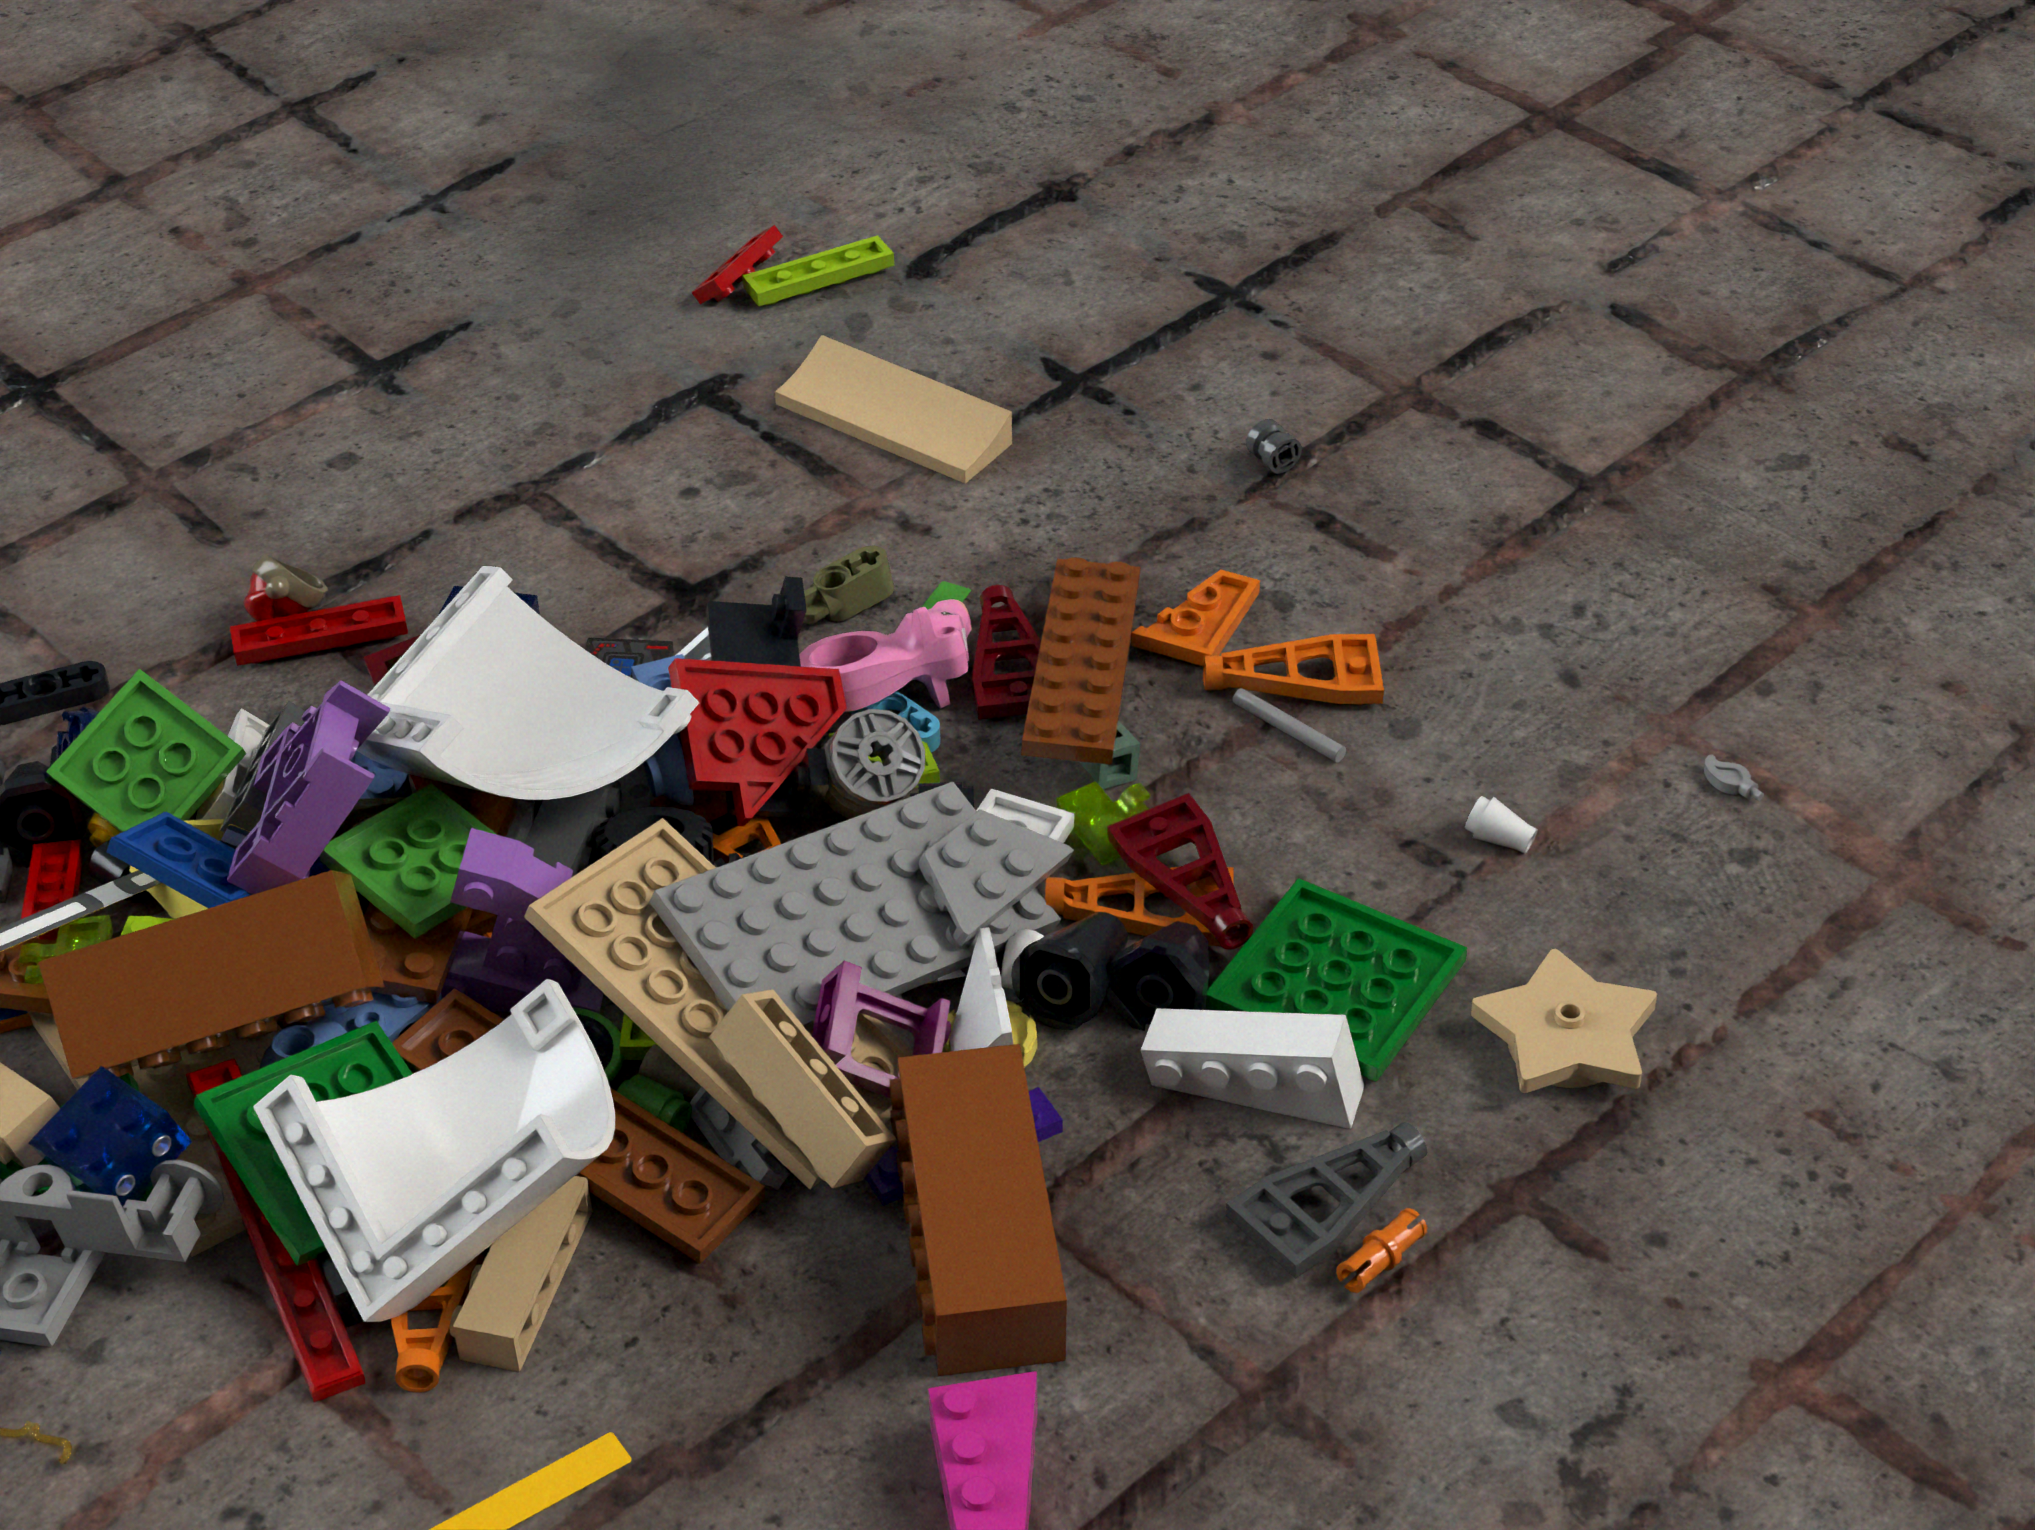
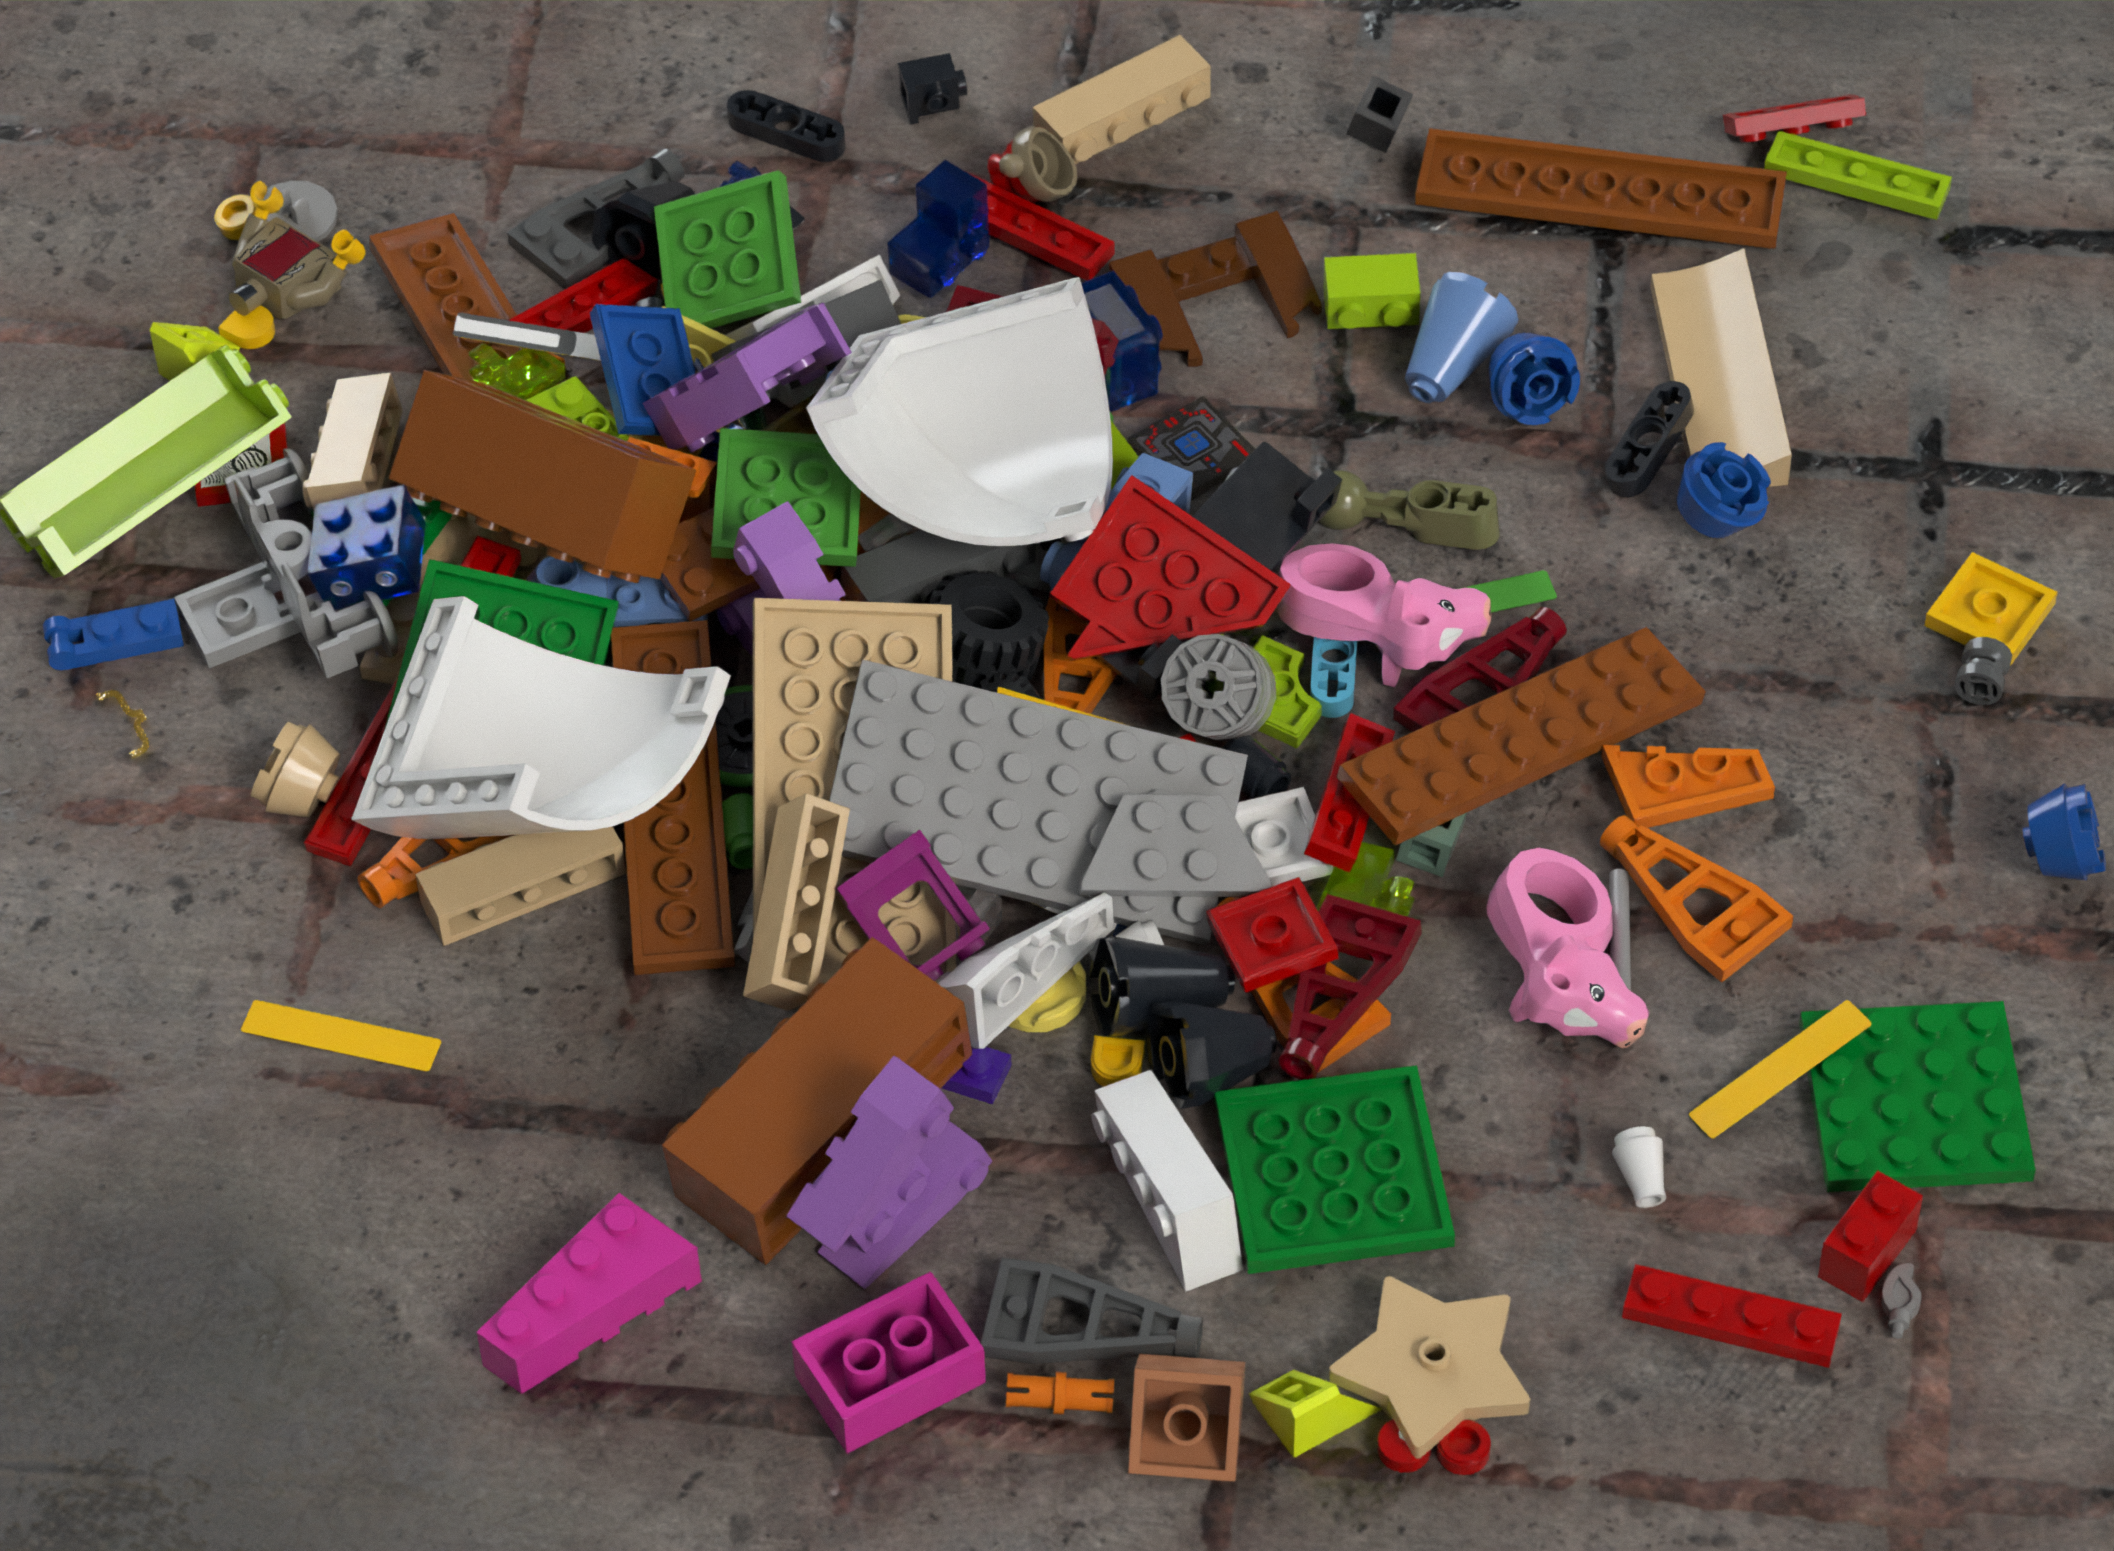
camera: 50 degrees right, 10 degrees up
(128, 599) = (930, 86): none -> black brick
(249, 1343) = (297, 772): none -> tan cone
(270, 658) = (946, 233): none -> clear blue brick
(288, 514) = (1126, 99): none -> tan brick
(482, 415) = (1379, 114): none -> black brick
(507, 539) = (1258, 252): none -> reddish brown wedge
(618, 506) = (1371, 291): none -> lime brick
(672, 372) = (1601, 188): none -> dark orange plate
(711, 488) = (1456, 335): none -> medium blue cone
(793, 478) = (1532, 377): none -> blue cone
(905, 482) = (1649, 457): none -> black beam
(999, 459) = (1722, 491): none -> blue cone
(1037, 776) = (1339, 817): none -> red plate
(1105, 1037) = (1116, 1059): none -> yellow tile
(1112, 872) = (1272, 934): none -> red tile
(1112, 1195) = (889, 1175): none -> medium lavender wedge
(1222, 415) = (1990, 603): none -> yellow plate
(1260, 1328) = (889, 1362): none -> dark pink brick
(1268, 737) = (1564, 964): none -> bright pink animal
(1452, 481) = (2065, 834): none -> blue cone
(1480, 1187) = (1186, 1417): none -> nougat slope
(1490, 716) = (1779, 1069): none -> yellow sticker
(1531, 1121) = (1307, 1410): none -> neon yellow slope
(1572, 675) = (1922, 1100): none -> green plate
(1613, 1098) = (1395, 1451): none -> red tile
(1654, 1060) = (1464, 1448): none -> red tile
(1665, 863) = (1732, 1315): none -> red plate
(1676, 754) = (1870, 1236): none -> red brick

